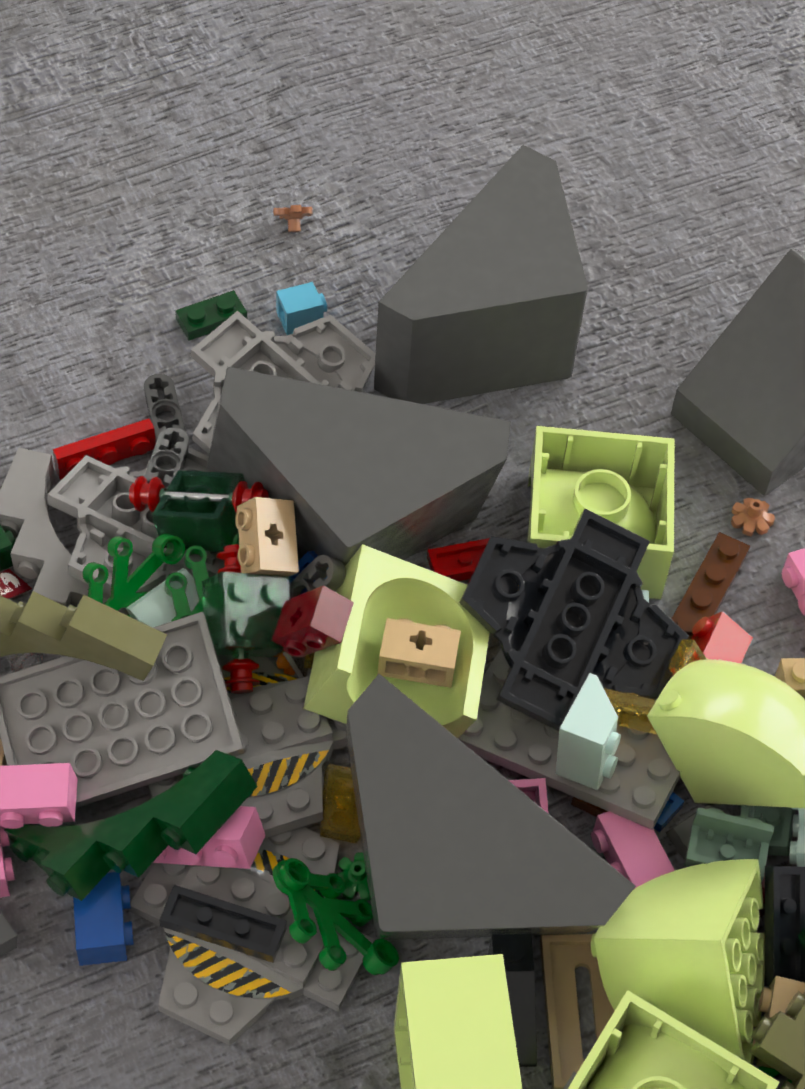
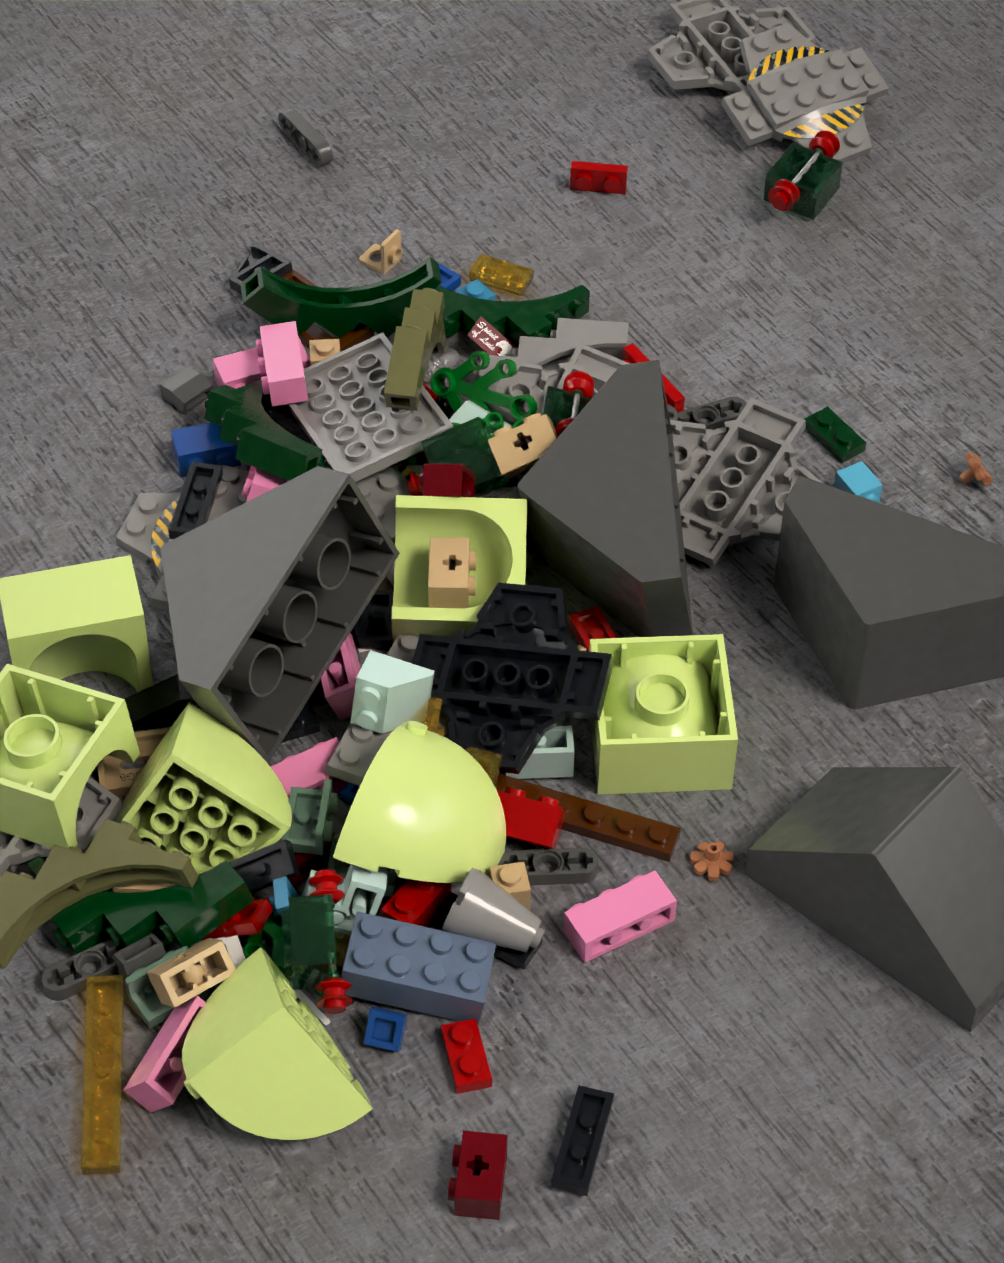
camera: 85 degrees right, 5 degrees down
(764, 639) = (558, 856): none -> dark grey beam

